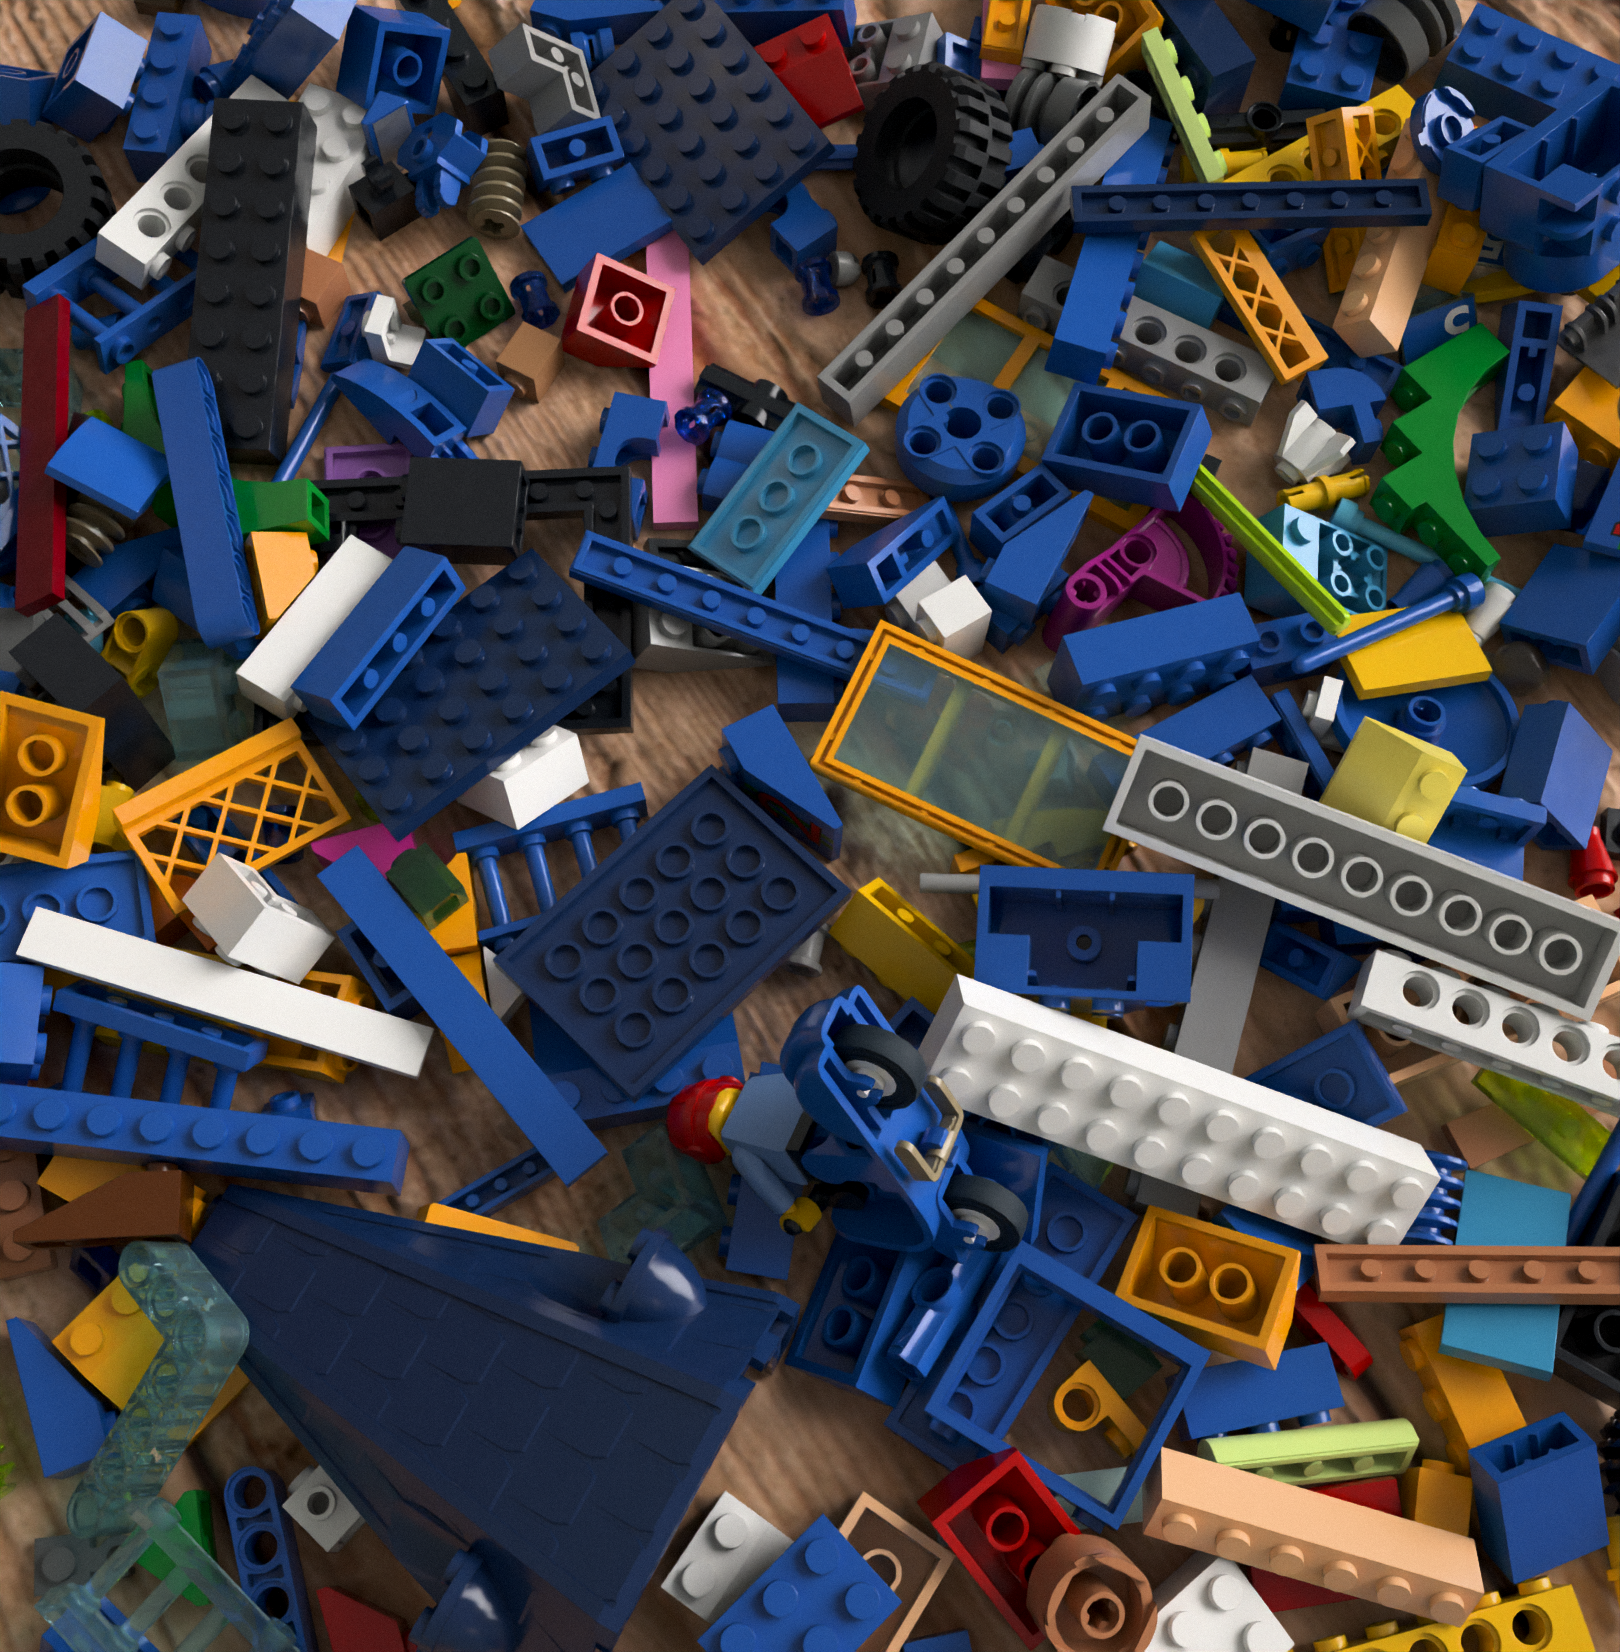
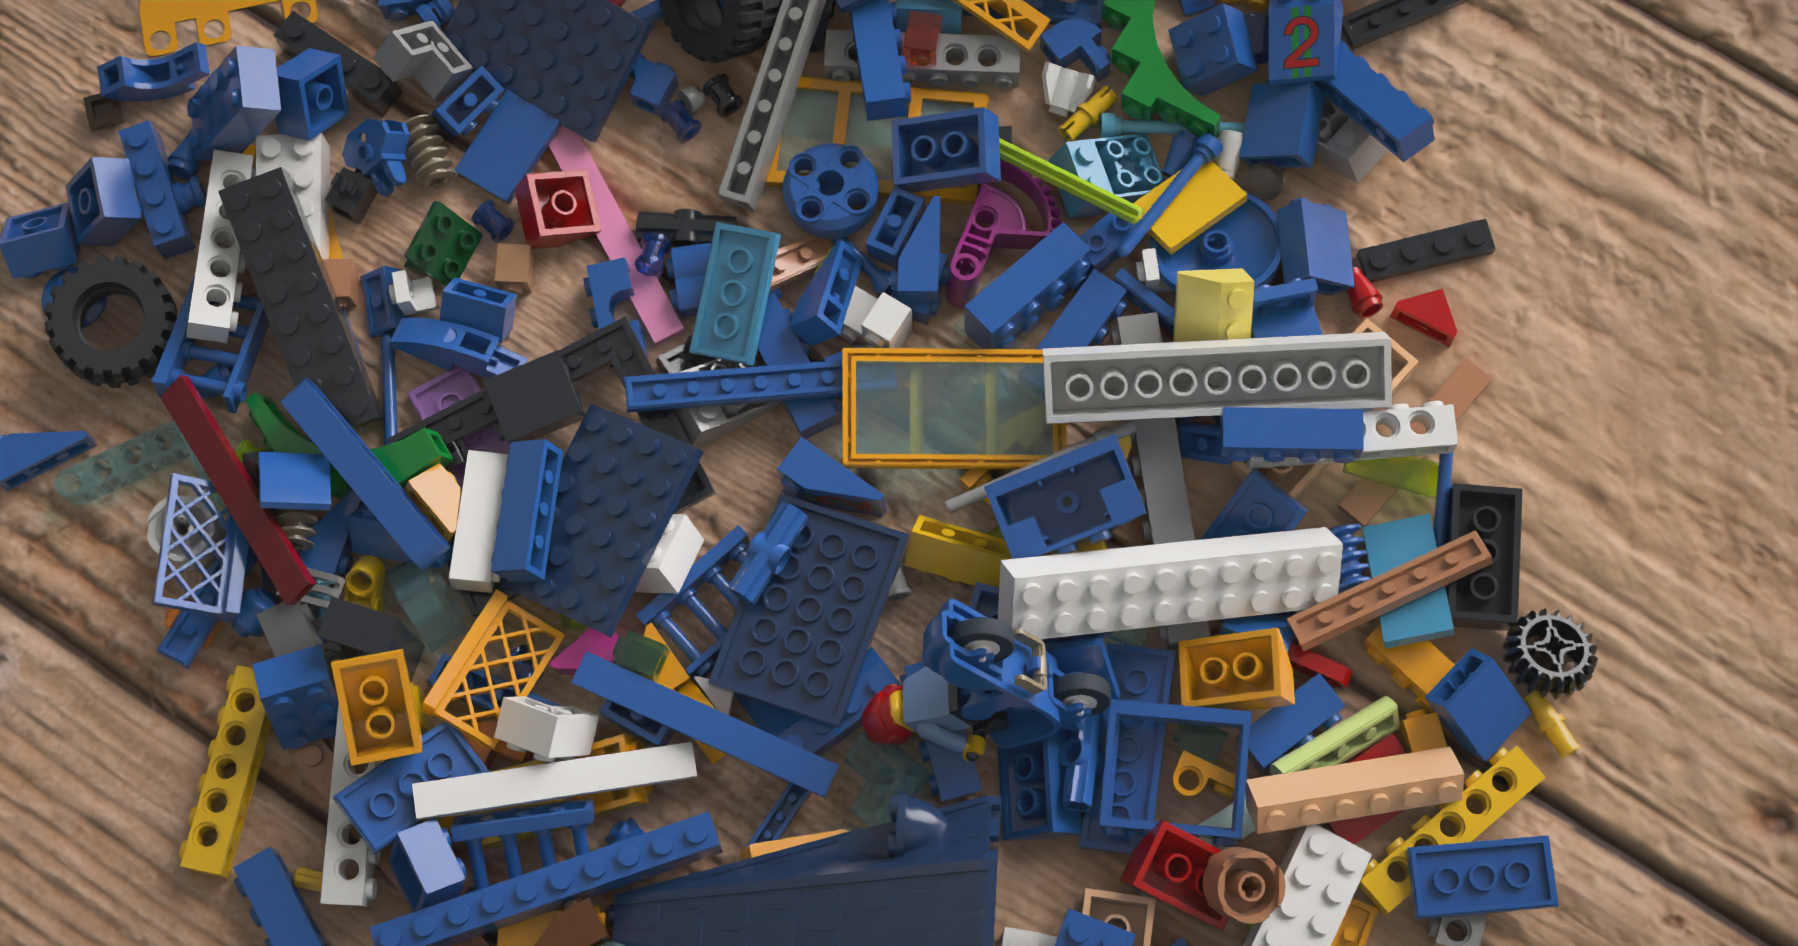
camera: 15 degrees left, 5 degrees up
(387, 126) = (330, 146): slope -> none
(655, 829) = (768, 553): none -> blue piece
(1159, 308) = (923, 38): none -> clear red brick
(1436, 993) = (1291, 433): none -> blue brick

